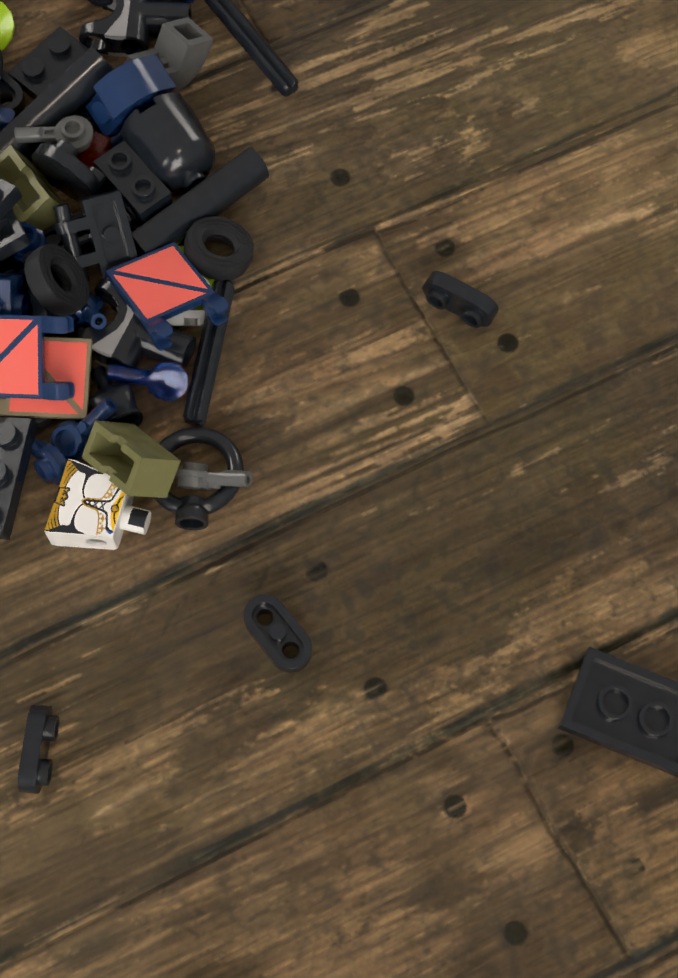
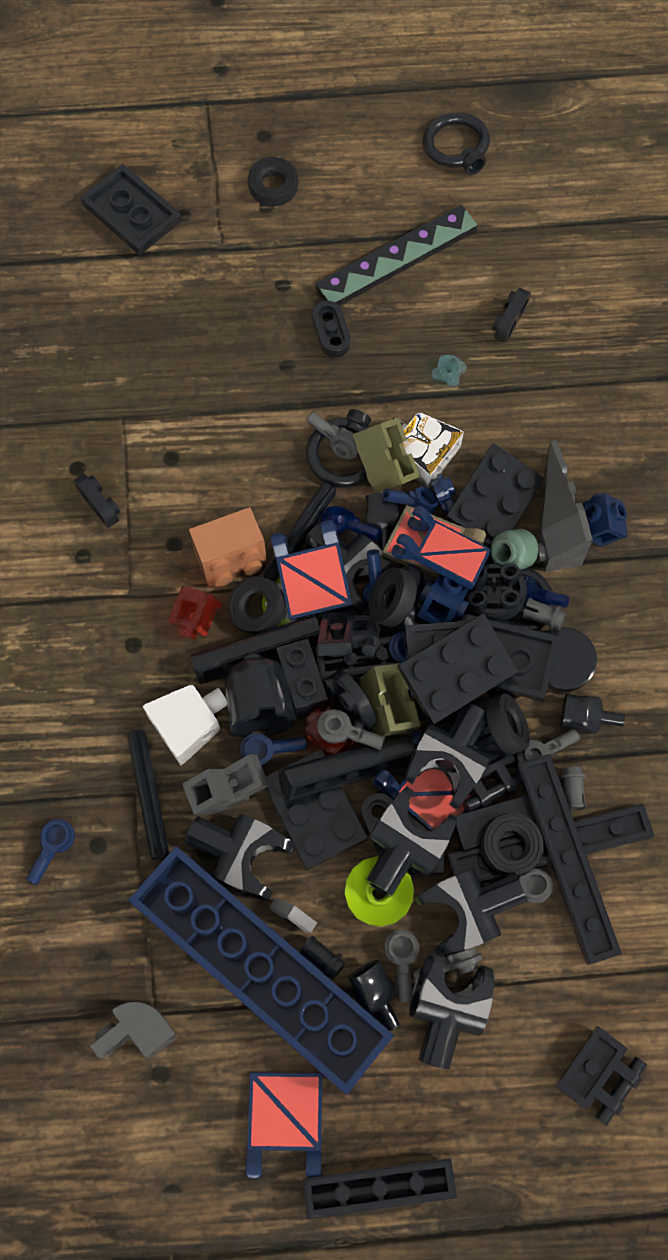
camera: 155 degrees left, 0 degrees up
(90, 628) = (449, 362): none -> clear light blue plate
(126, 89) = (273, 738): dark blue brick -> none
(230, 792) = (397, 256): none -> tile
(244, 109) = (186, 719): none -> white torso
(274, 283) = (229, 547): none -> nougat brick
(284, 217) = (193, 612): none -> clear red brick
(488, 839) = (273, 166): none -> black tyre

